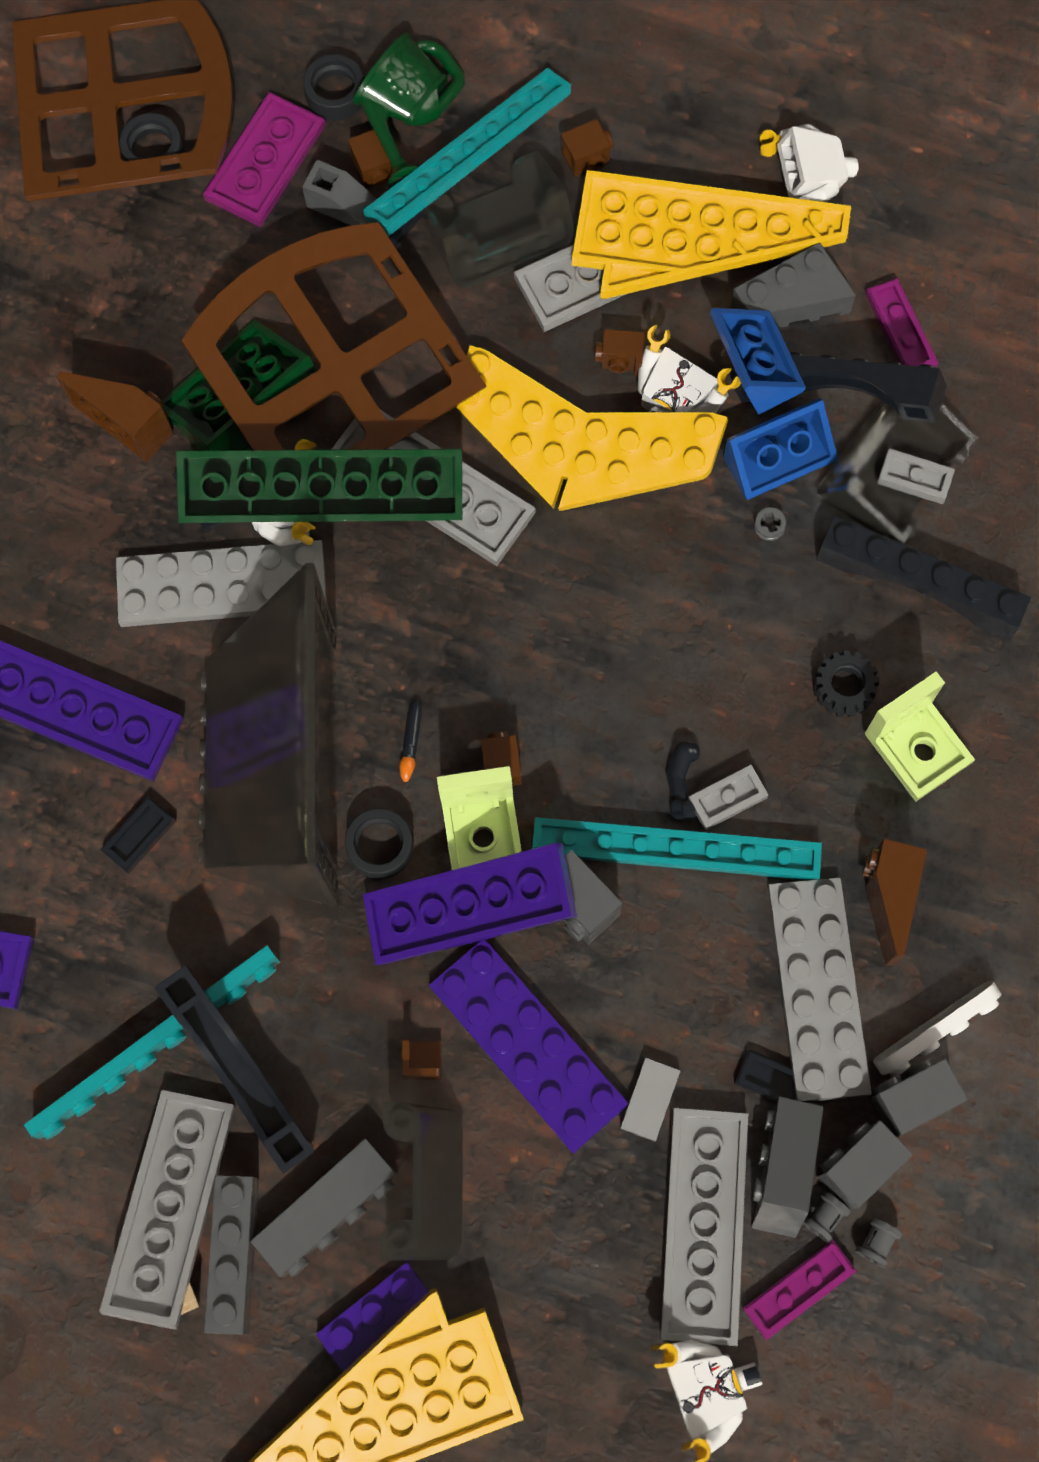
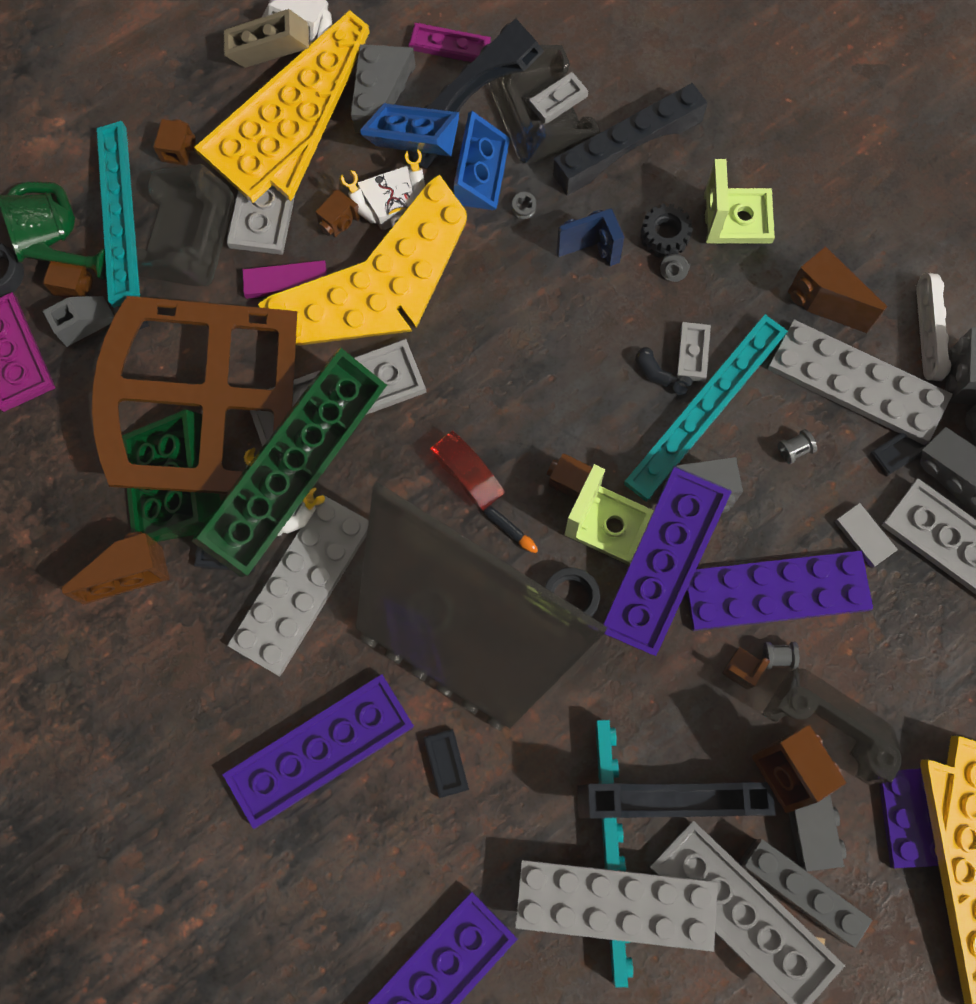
camera: 55 degrees left, 0 degrees up
(100, 1077) = (617, 905): none -> light grey plate
(337, 1162) = (799, 769): none -> reddish brown brick
(438, 657) = (467, 468): none -> clear red brick
(459, 1088) = (781, 655): none -> dark grey bush
(517, 349) = (275, 279): none -> magenta tile
(697, 968) = (797, 446): none -> dark grey bush
(756, 151) = (266, 38): none -> dark tan brick
(785, 607) = (597, 228): none -> dark blue bracket
(810, 719) = (674, 267): none -> dark grey plate

